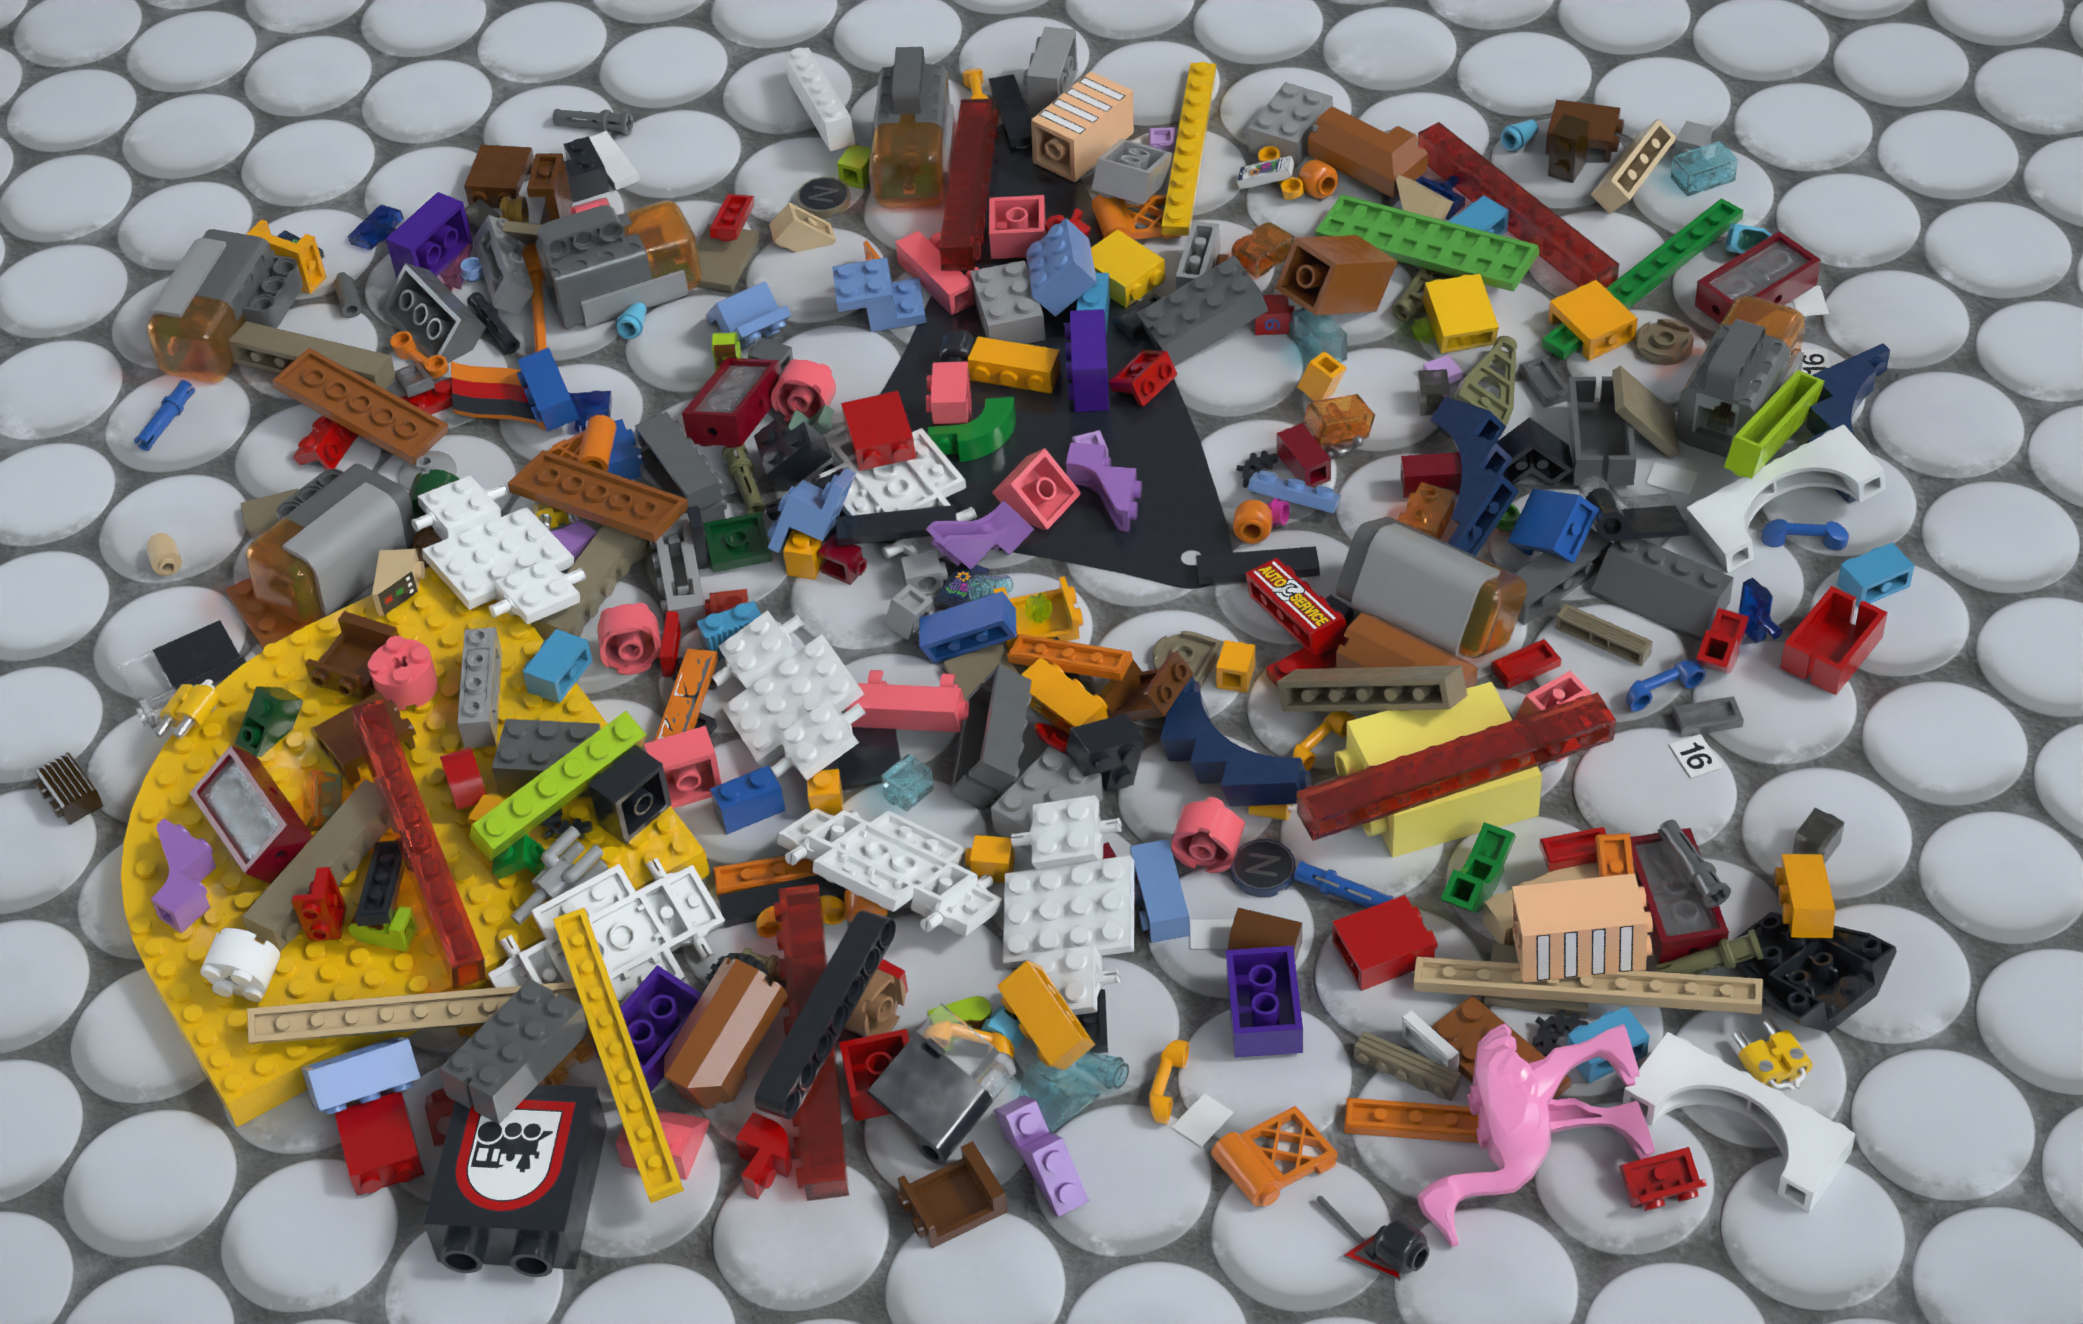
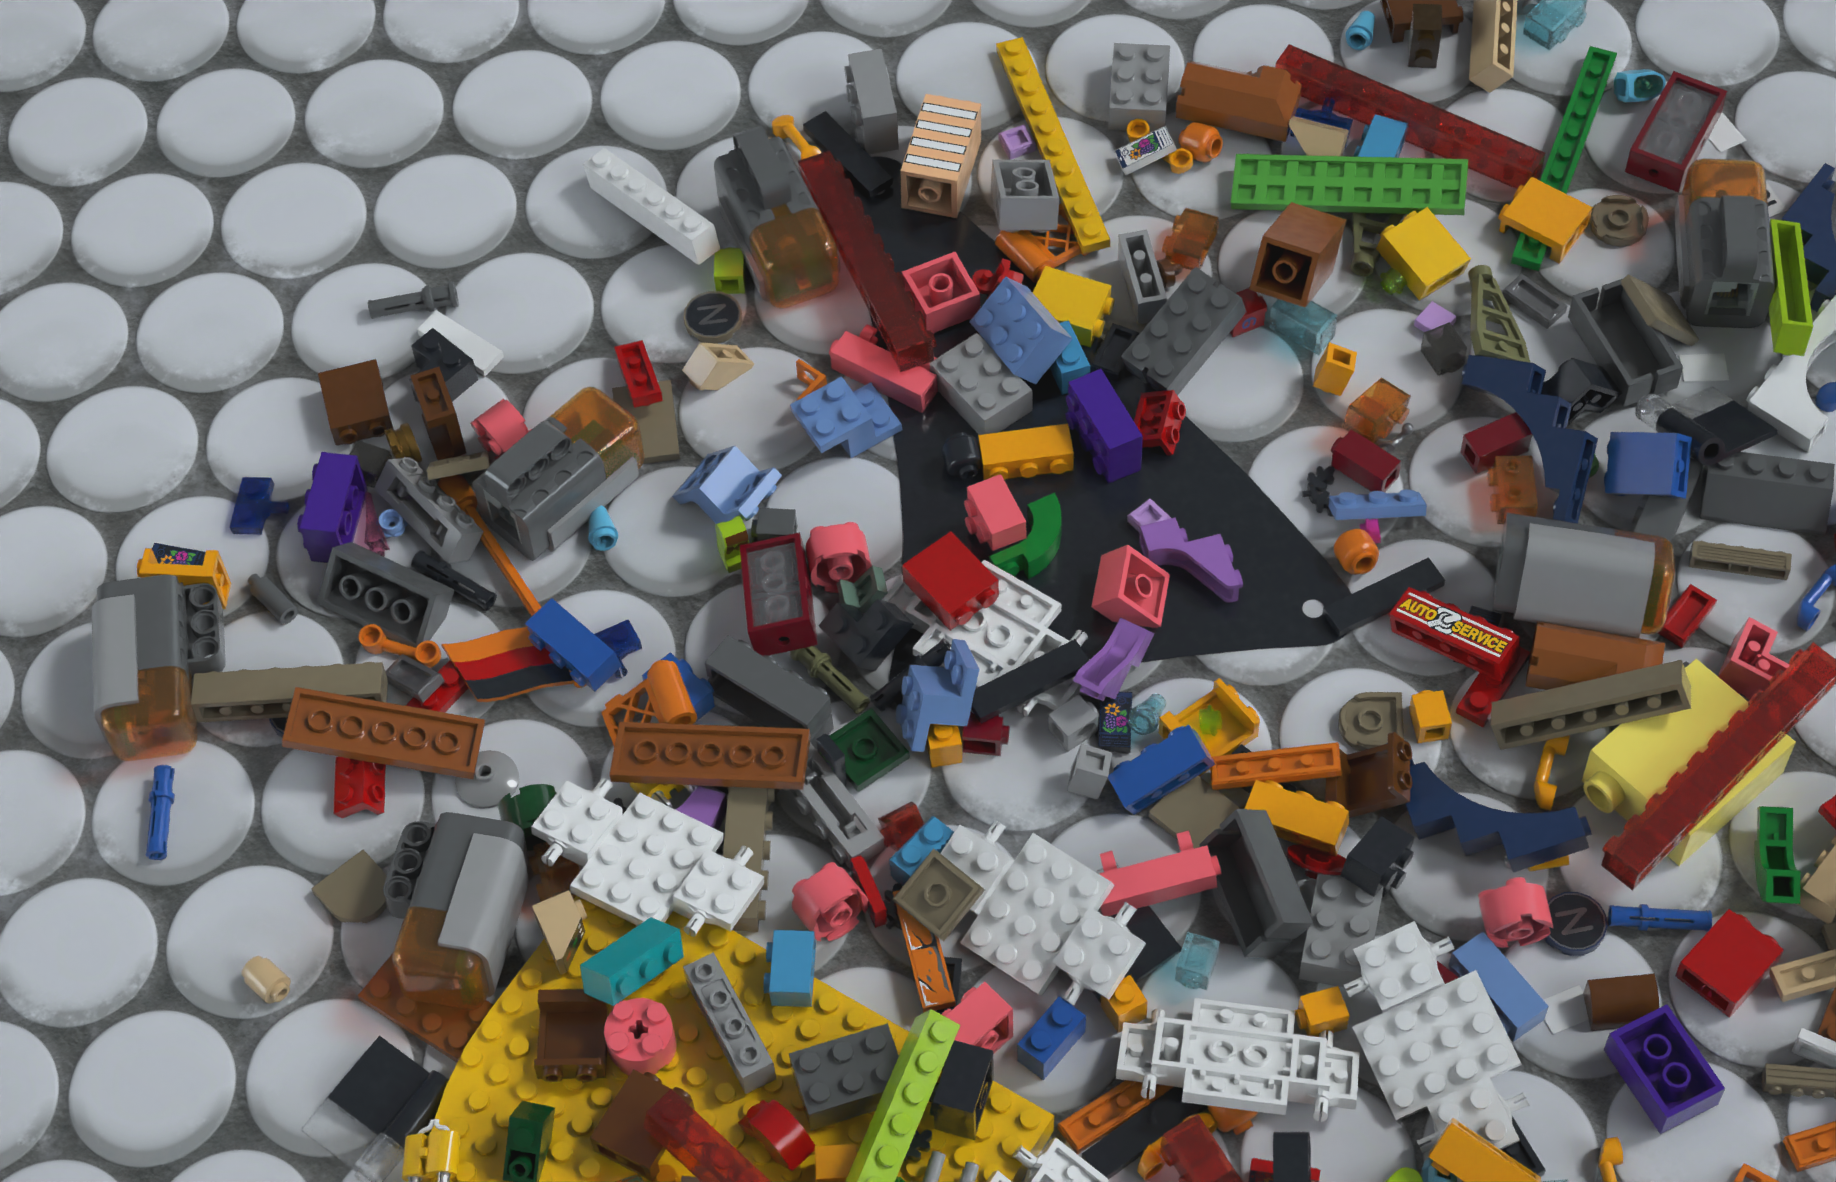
camera: 25 degrees left, 10 degrees up
(427, 612) = (631, 961): none -> teal brick
(717, 657) = (938, 894): none -> dark tan tile

